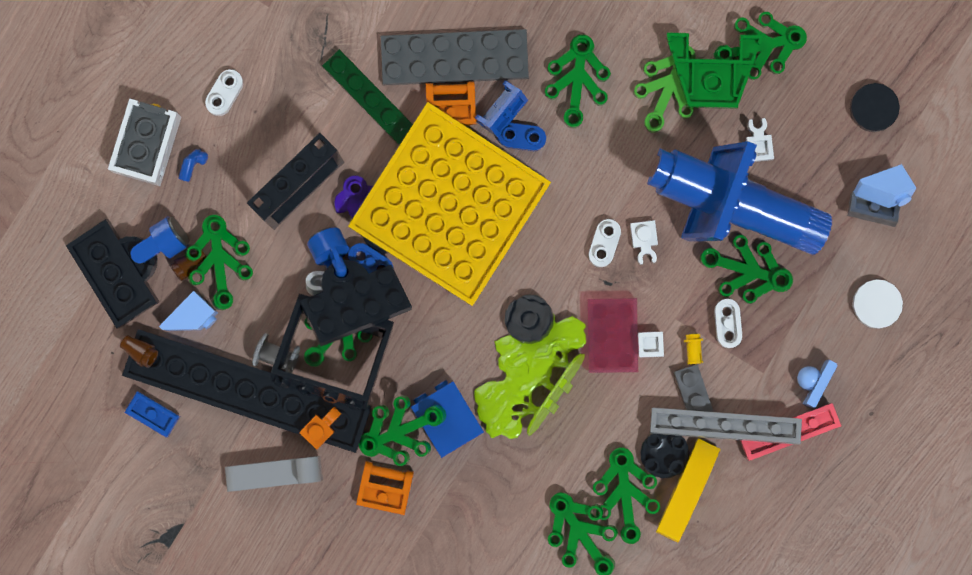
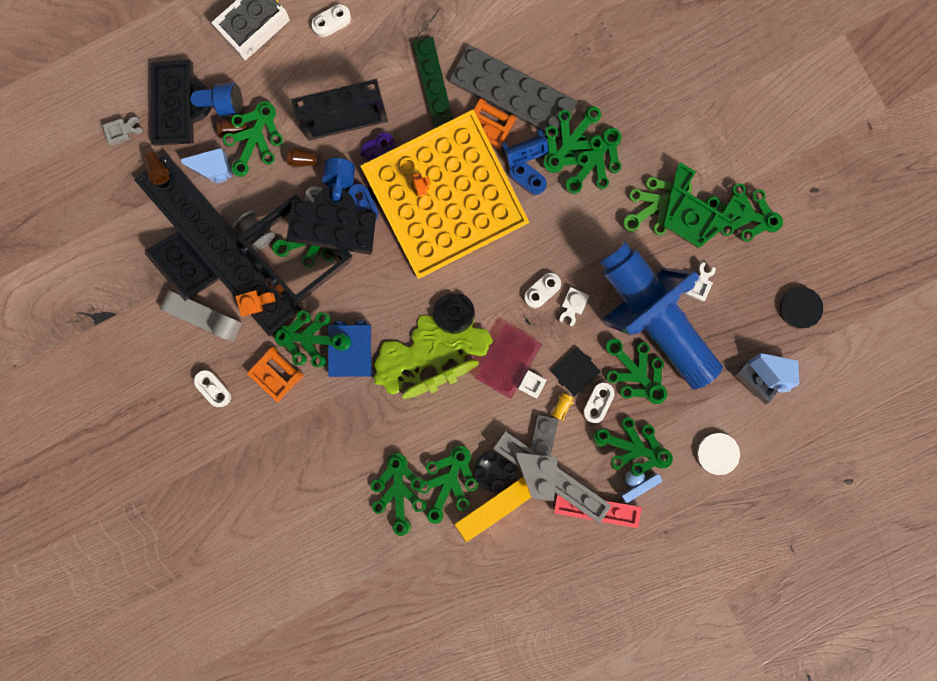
camera: 30 degrees right, 0 degrees up
(75, 335) = (119, 131): none -> light grey plate
(152, 414) = (140, 221): blue plate -> none
(190, 161) = (277, 55): blue arm -> none
(224, 434) = (181, 266): none -> black plate
(278, 252) = (299, 158): none -> reddish brown cone
(330, 540) = (212, 390): none -> white plate
(421, 209) = (421, 184): none -> orange plate
(543, 75) = (570, 142): none -> green plant
(686, 305) = (575, 371): none -> black piece
(711, 430) = (539, 475): none -> light grey wing
(792, 347) = (636, 448): none -> green plant

